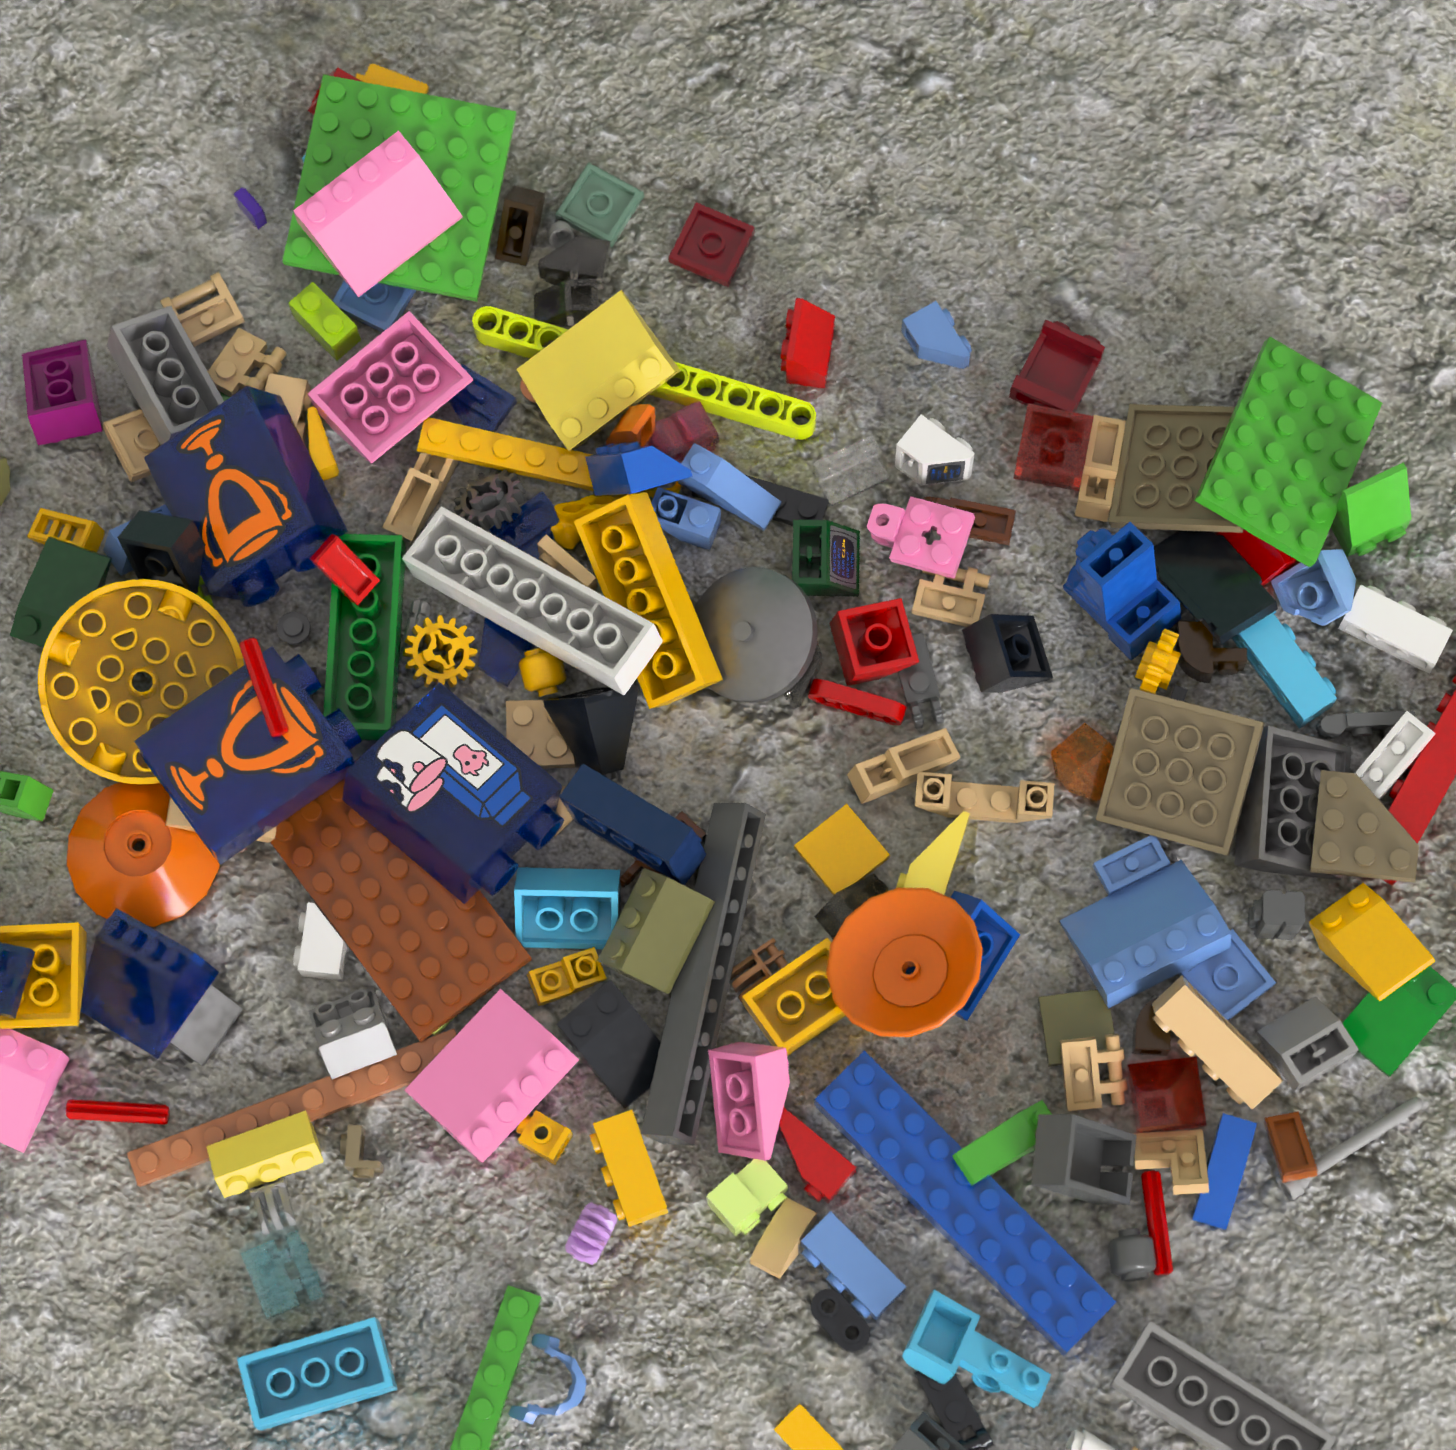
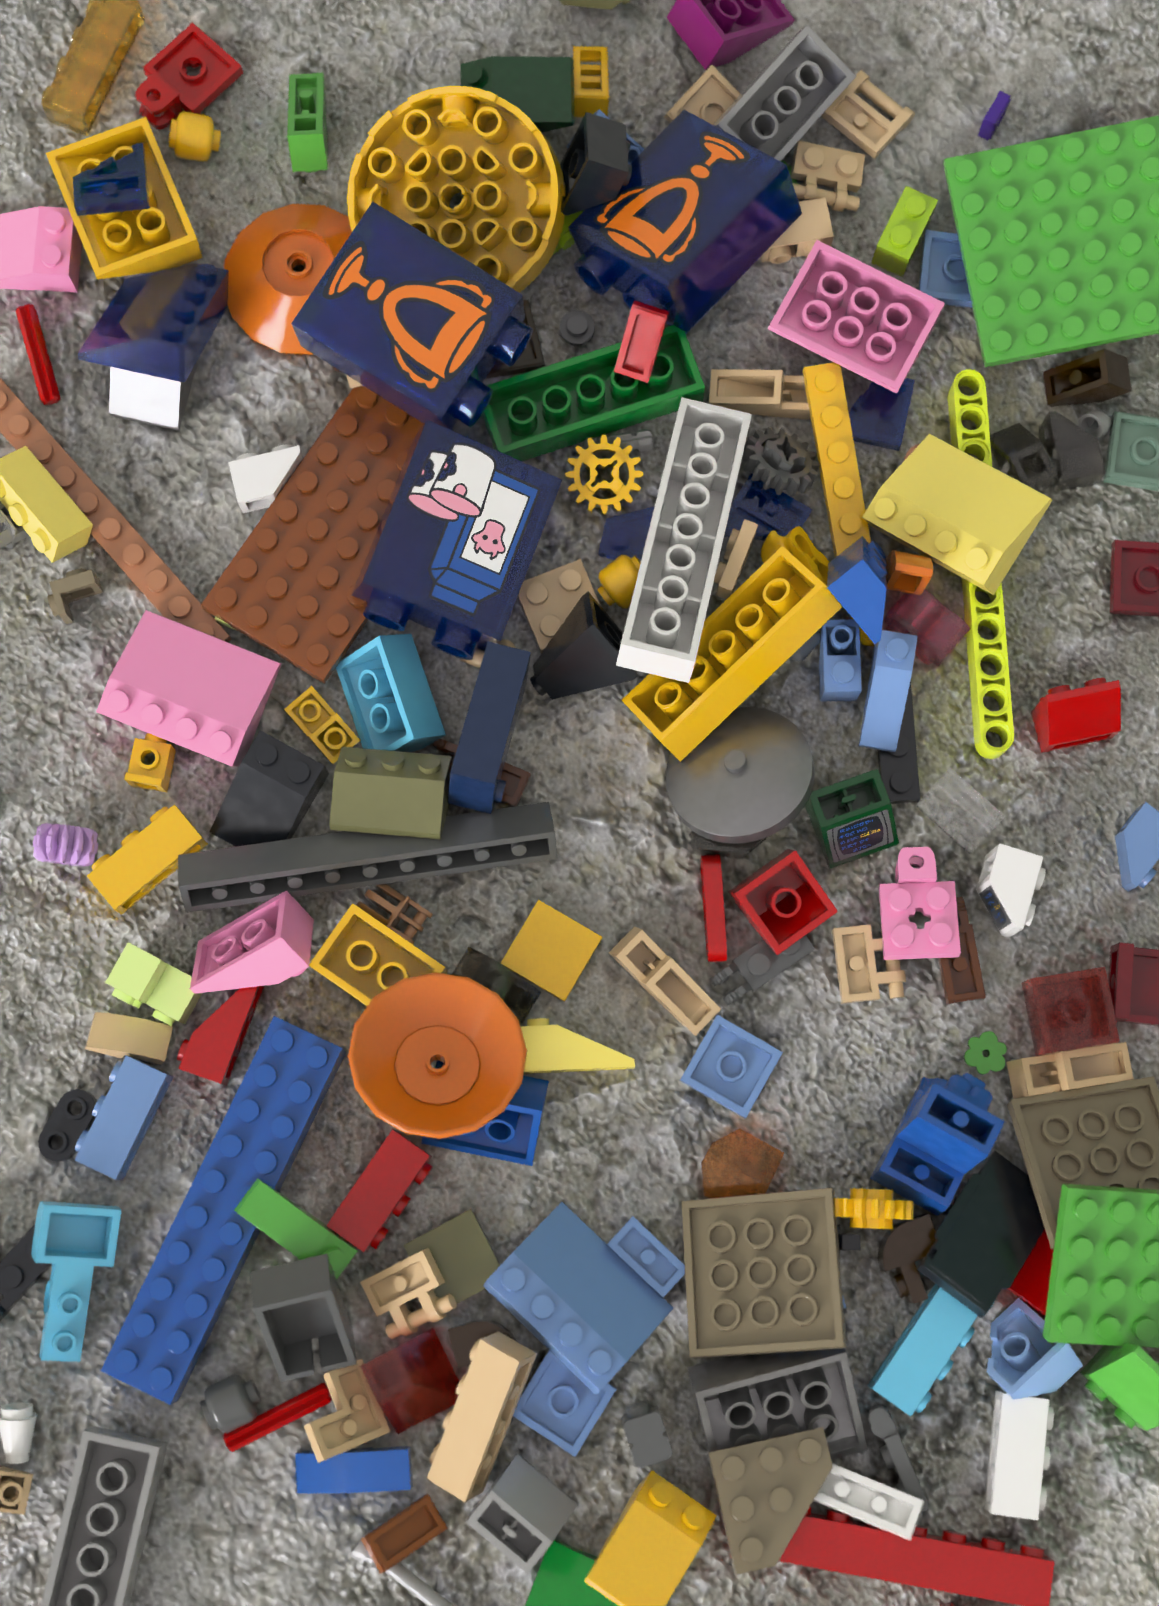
camera: 65 degrees right, 5 degrees up
(263, 687) = (474, 302): red axle -> none
(319, 446) = (765, 282): yellow slope -> none
(352, 1032) = (188, 539): light grey slope -> none
(377, 214) = (1029, 225): bright pink slope -> none
(984, 801) = (658, 1075): tan slope -> none
(996, 1065) = (380, 1192): none -> red brick
(997, 737) = (731, 1066): none -> medium blue plate
(1006, 652) = (826, 1044): black slope -> none
(1061, 521) = (989, 1042): none -> bright green plant

